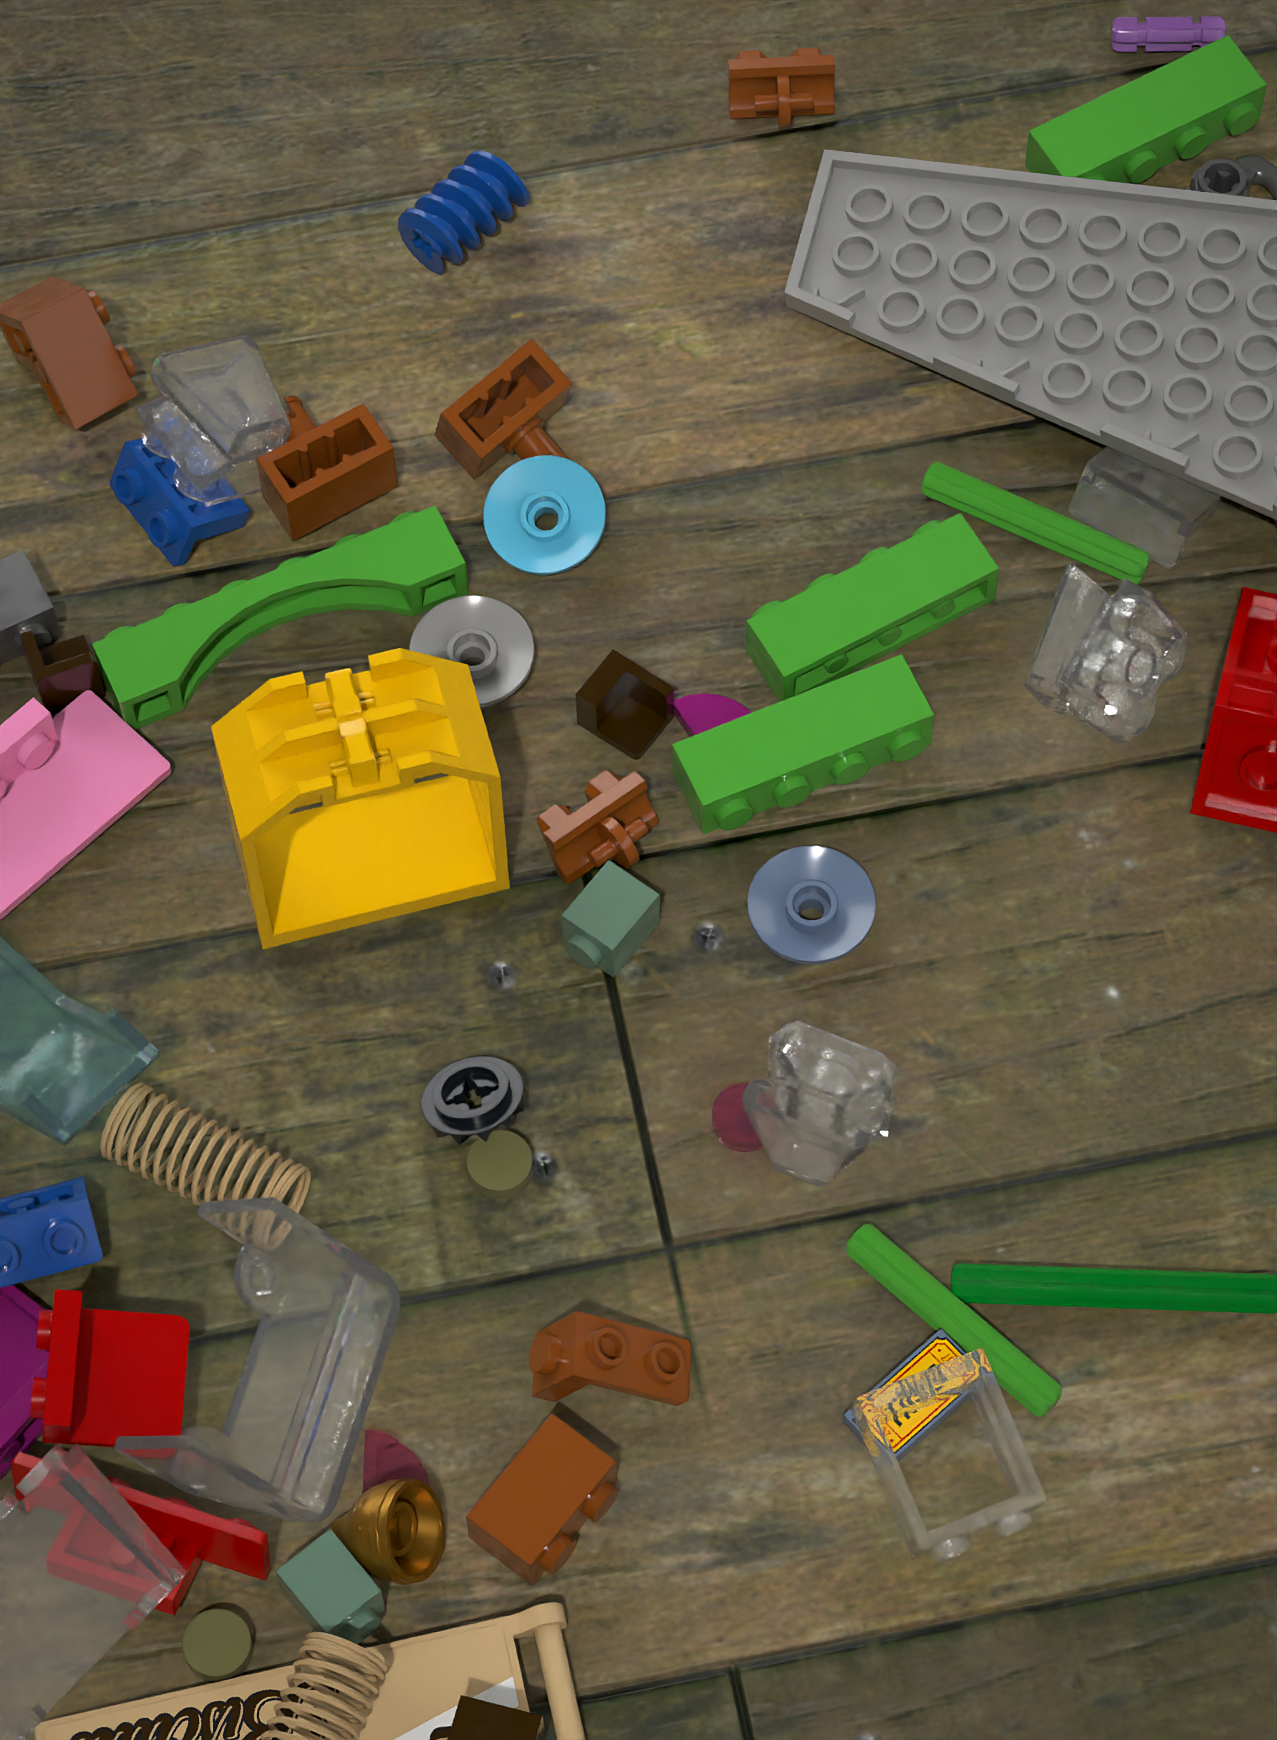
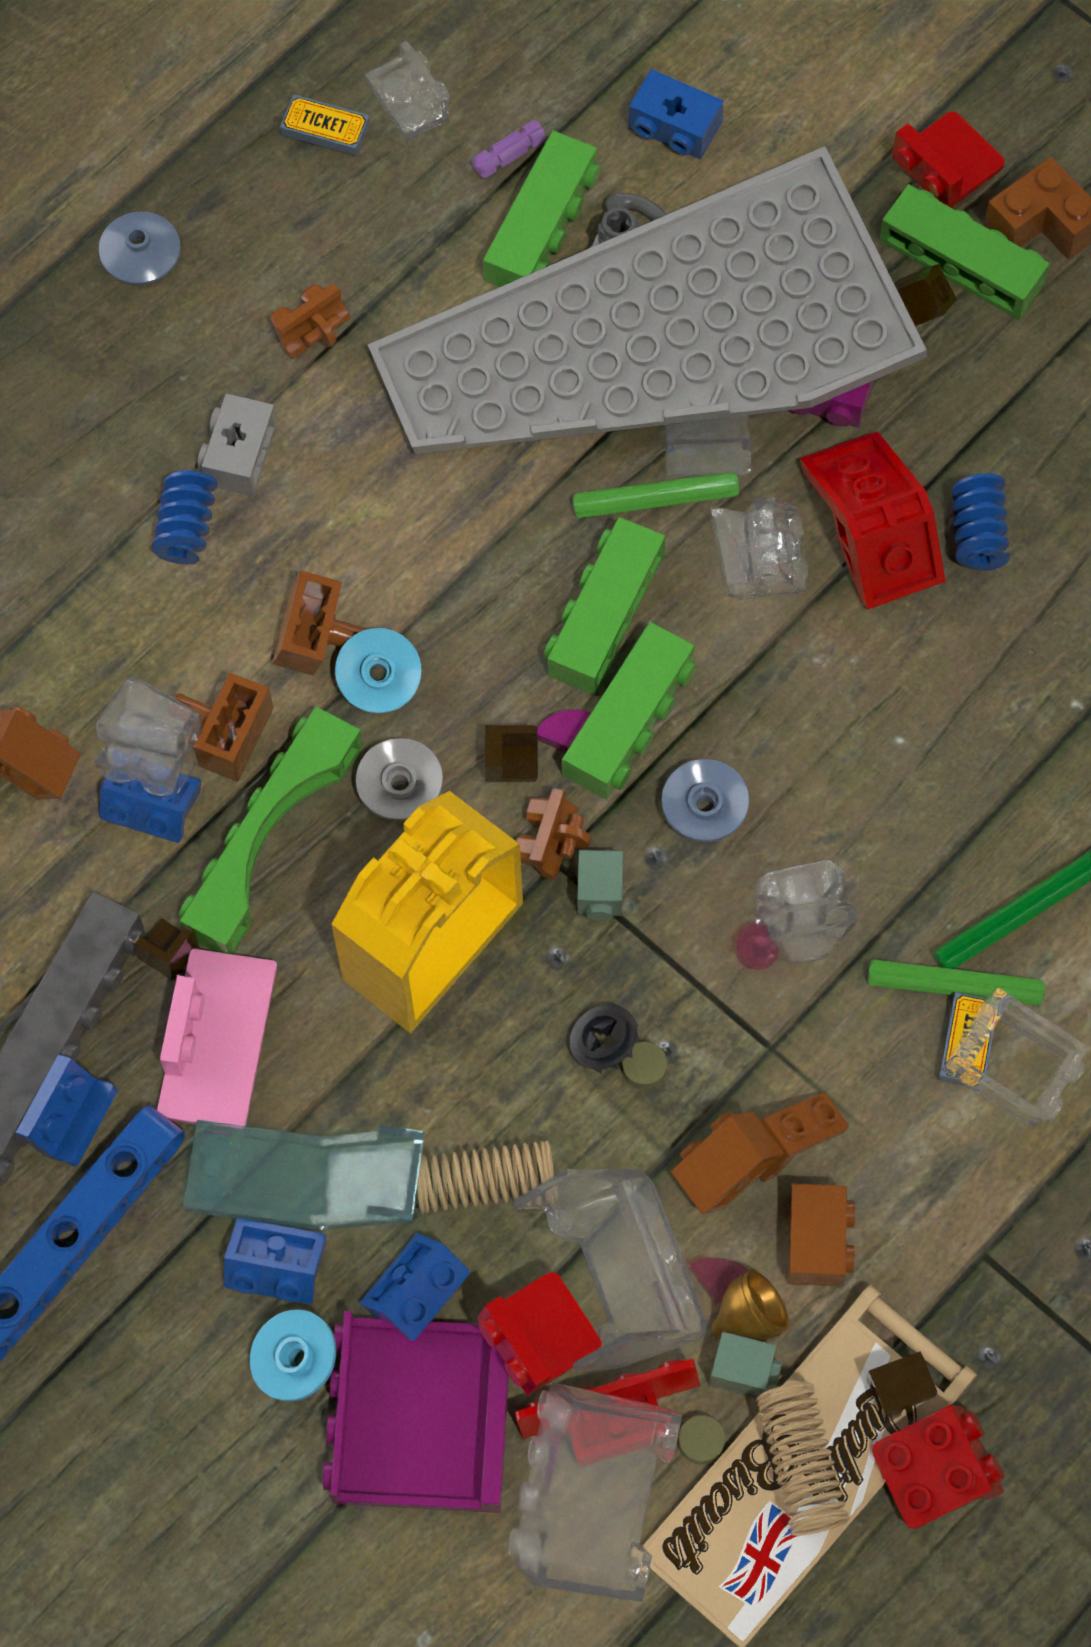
camera: 35 degrees left, 5 degrees up
(495, 1334) = (726, 1161): none -> dark orange brick
(589, 171) = (238, 443): none -> light grey brick

